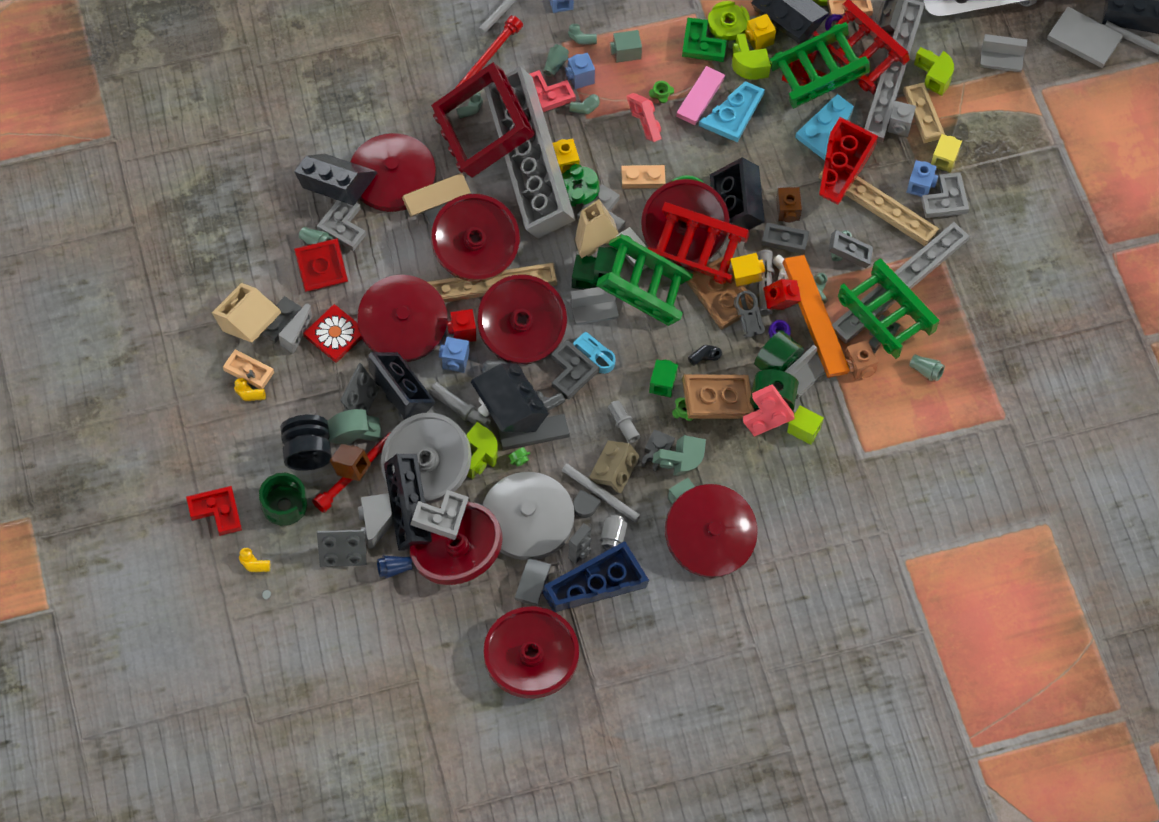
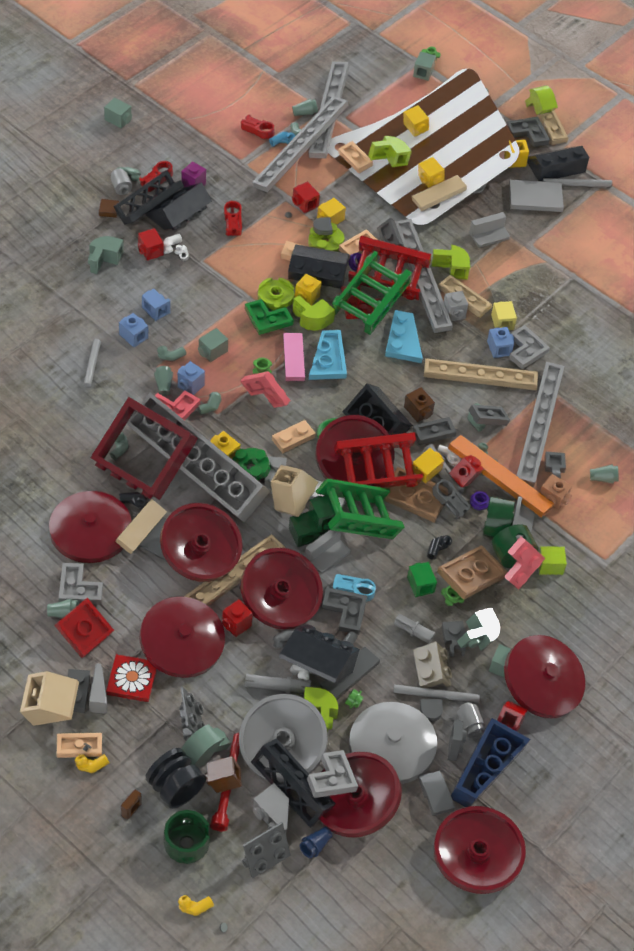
camera: 35 degrees left, 10 degrees down
(218, 504) = (130, 872): red plate -> none
(257, 445) = (131, 804): none -> reddish brown tile
(334, 177) = (48, 552): black slope -> none
(399, 383) = (221, 691): black slope -> none
(449, 164) = (134, 498): none -> black arm
(454, 354) = (246, 643): medium blue brick -> none
(512, 26) = (110, 369): red piece -> none
(650, 550) = (512, 715): none -> red brick
(845, 157) = (439, 348): red wedge -> none
(896, 290) = (554, 429): green fence -> none

